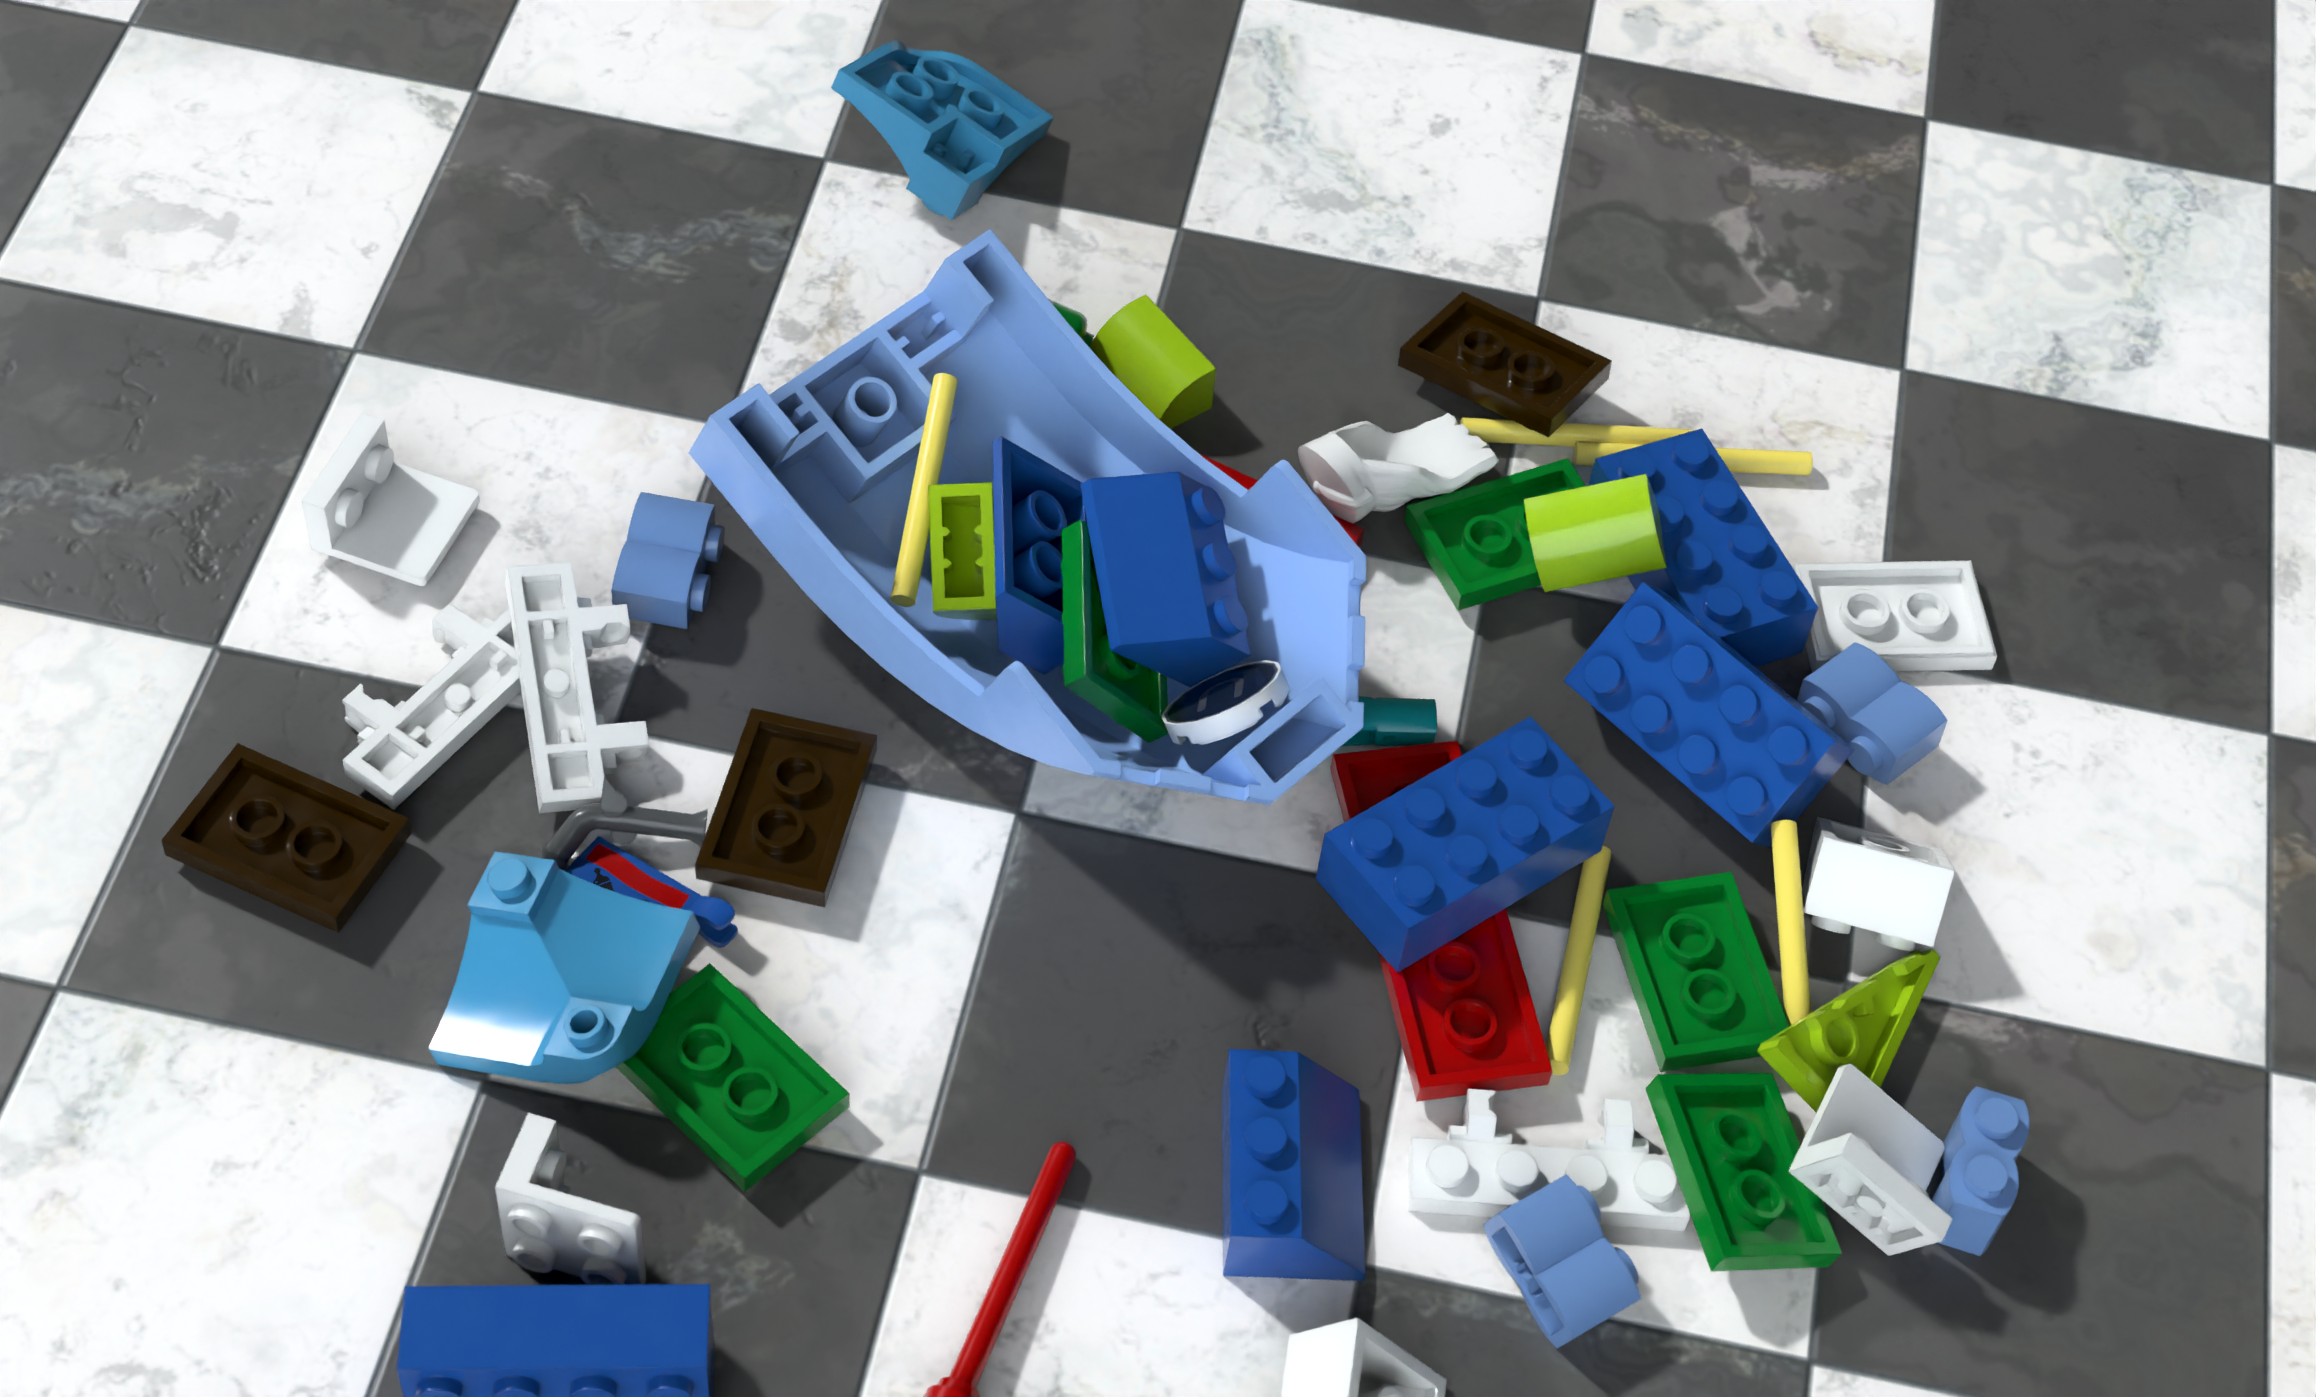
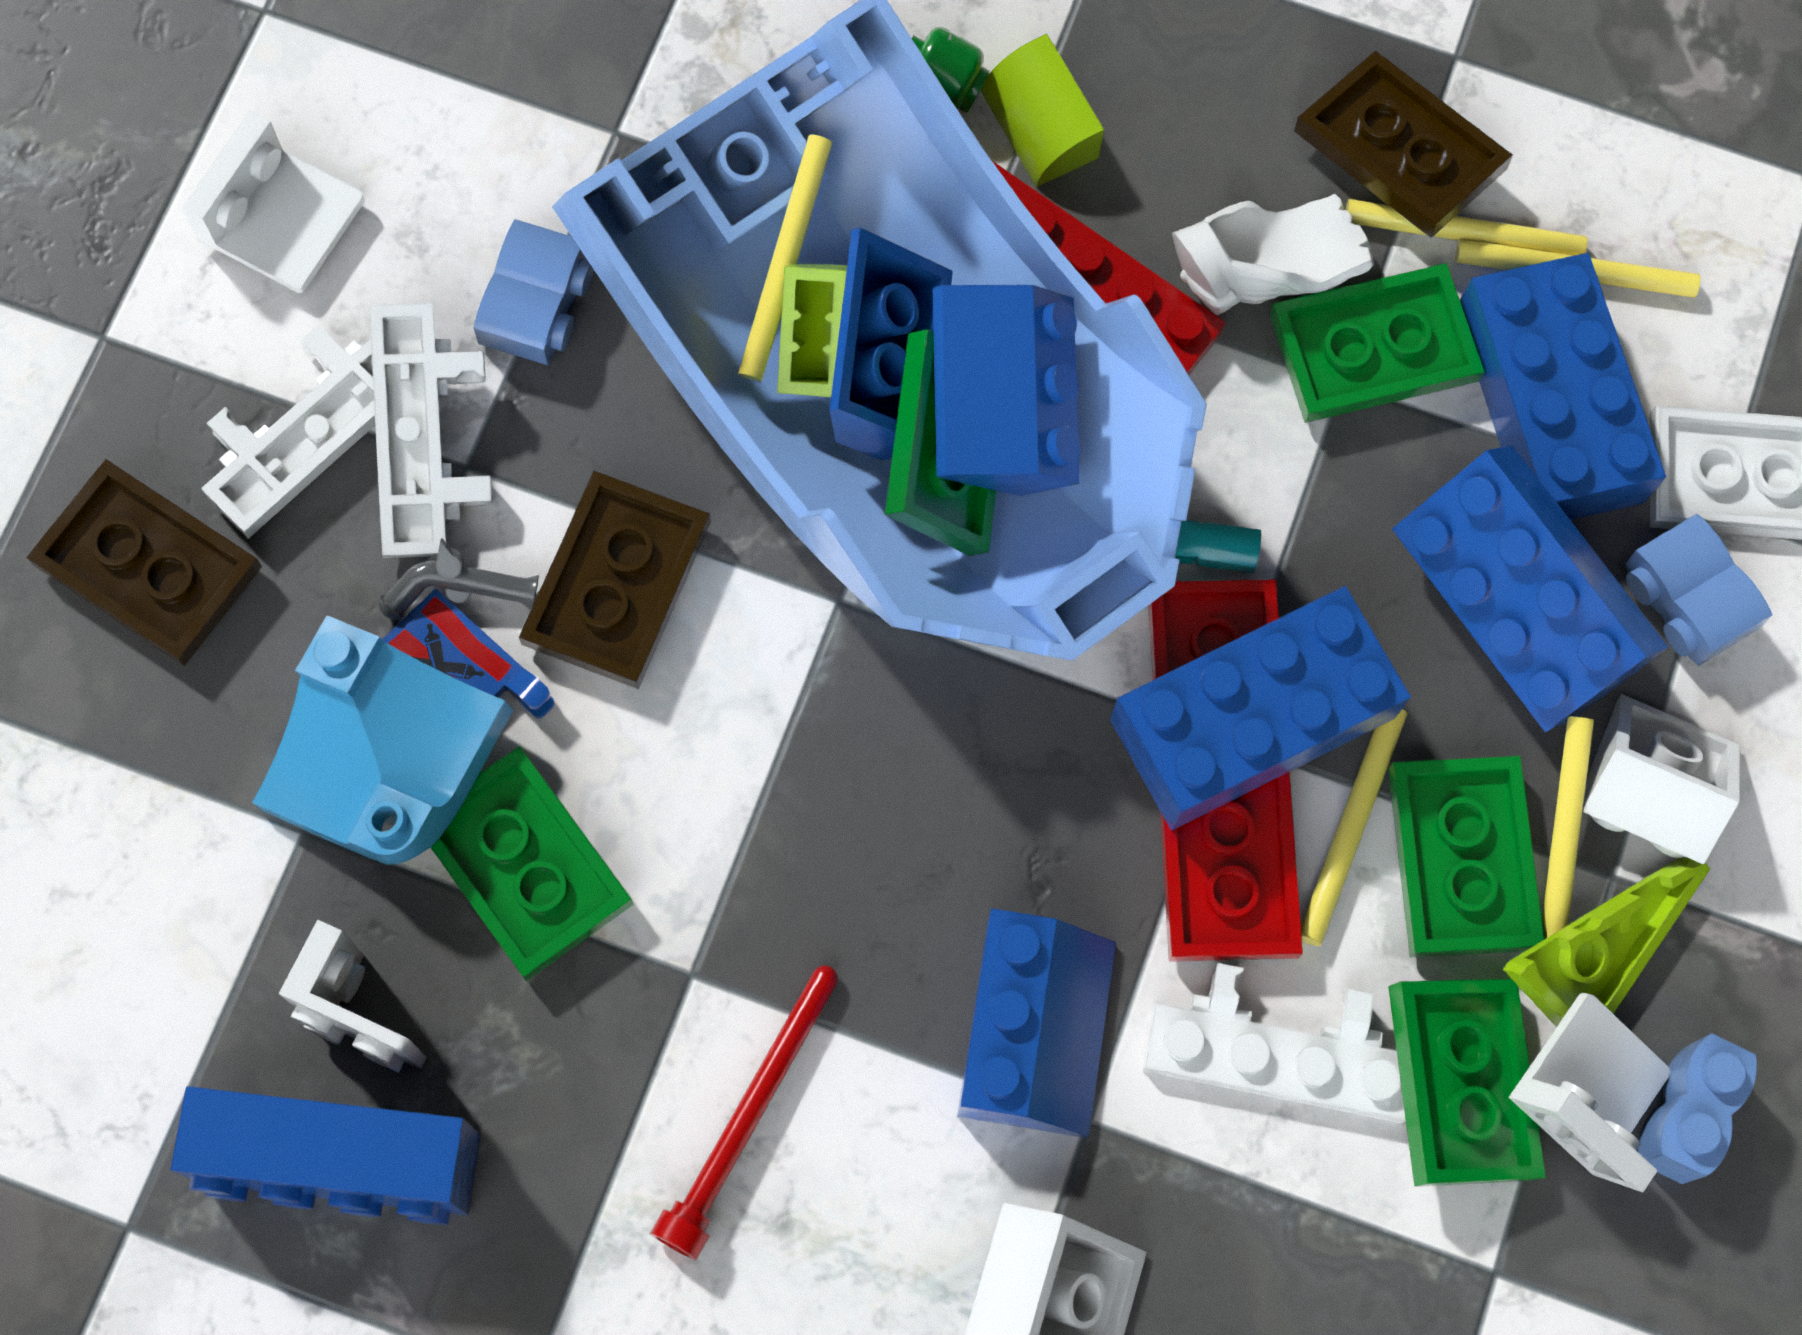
camera: 10 degrees right, 20 degrees up
(1225, 703) = (1045, 535): tile -> none
(1563, 1260) = (1276, 1156): medium blue brick -> none
(1595, 533) = (1454, 371): lime brick -> none

